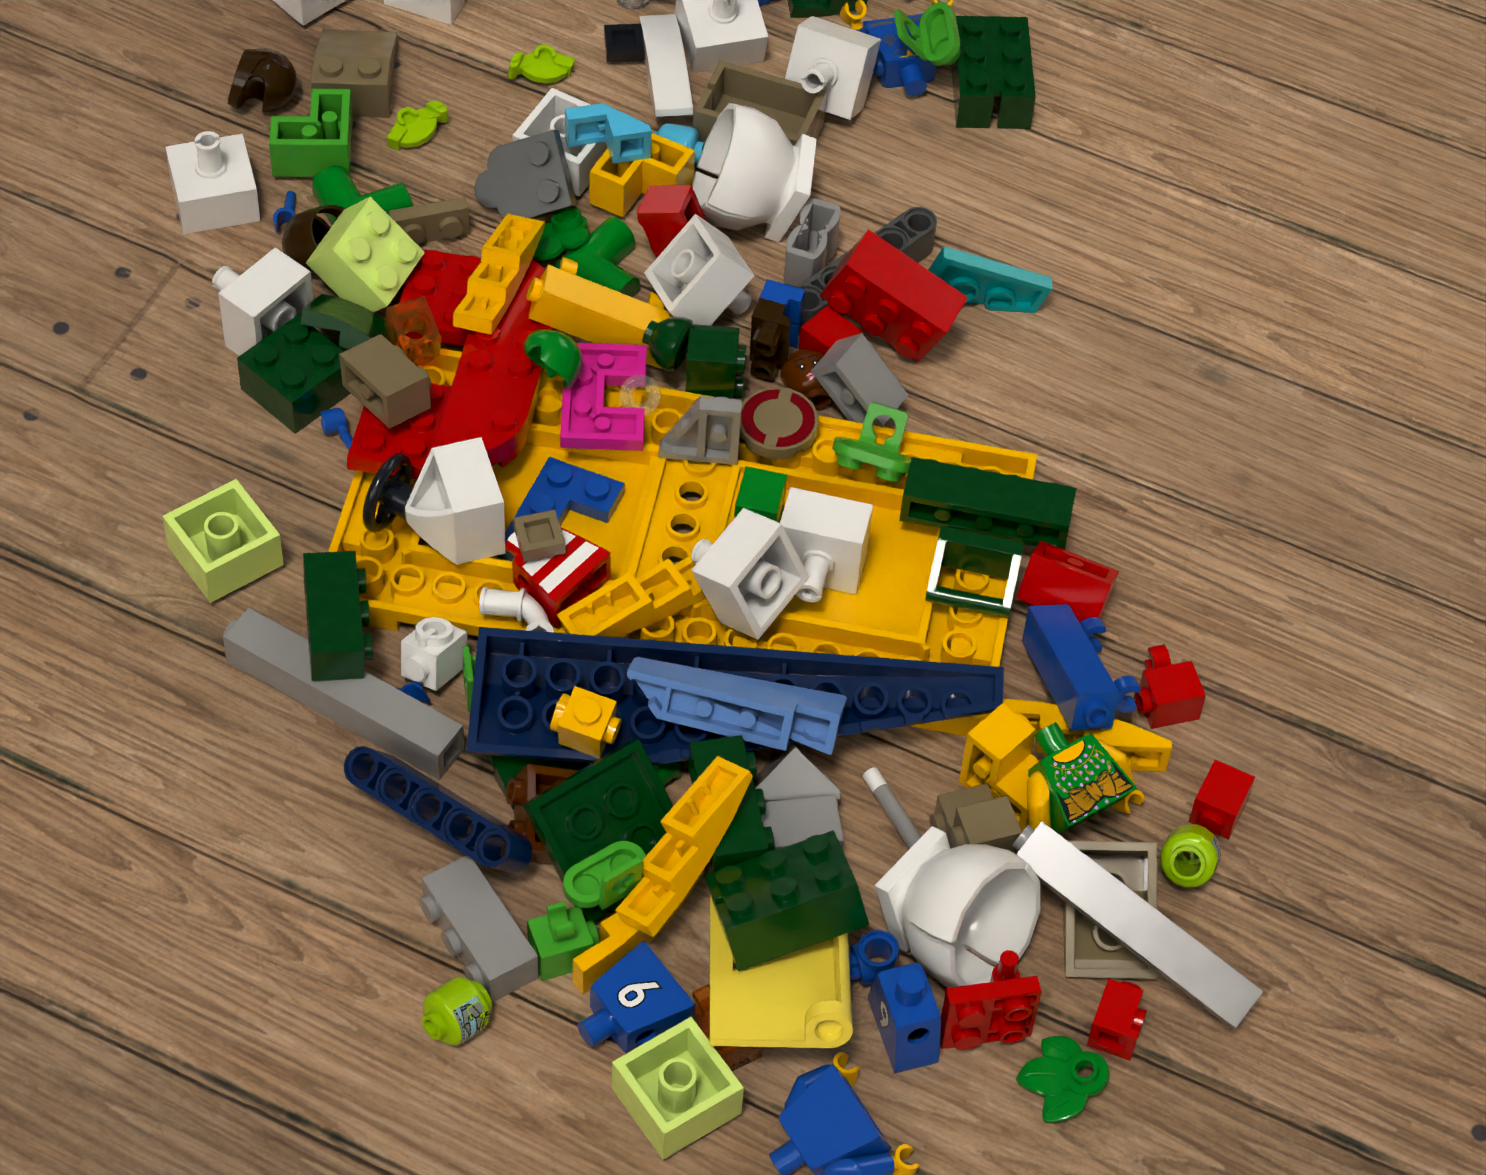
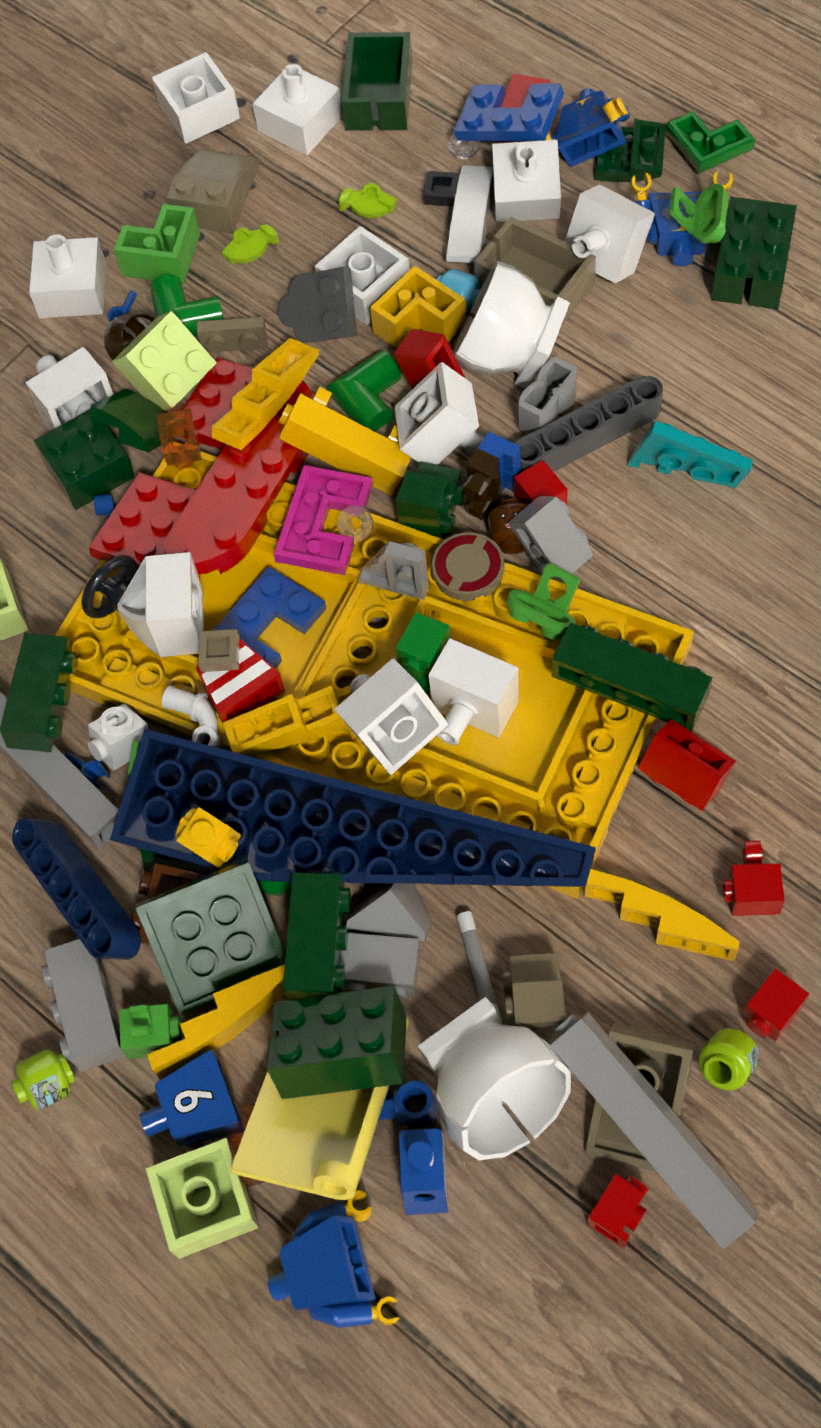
camera: 25 degrees right, 10 degrees up
(263, 76) = (136, 187): dark brown helmet -> none
(385, 380) = (133, 483): dark tan brick -> none
(555, 353) = (283, 480): green hair -> none
(564, 232) = (337, 360): green plate -> none
(605, 876) = (193, 982): bright green bracket -> none
(624, 135) = (385, 265): medium azure slope -> none
(668, 341) = (389, 475): dark green brick -> none
(692, 835) = (268, 966): yellow slope -> none
(740, 705) = (348, 843): medium blue wedge -> none
(893, 296) = (599, 462): red brick -> none
(980, 555) = (606, 724): dark green tile -> none
(991, 1010) = (514, 1185): red plate -> none
(1001, 755) = (578, 934): yellow brick -> none
(1058, 1079) = (548, 1254): green plate -> none
(1073, 669) = (665, 852): blue brick -> none
(1077, 781) = (635, 972): torso -> none

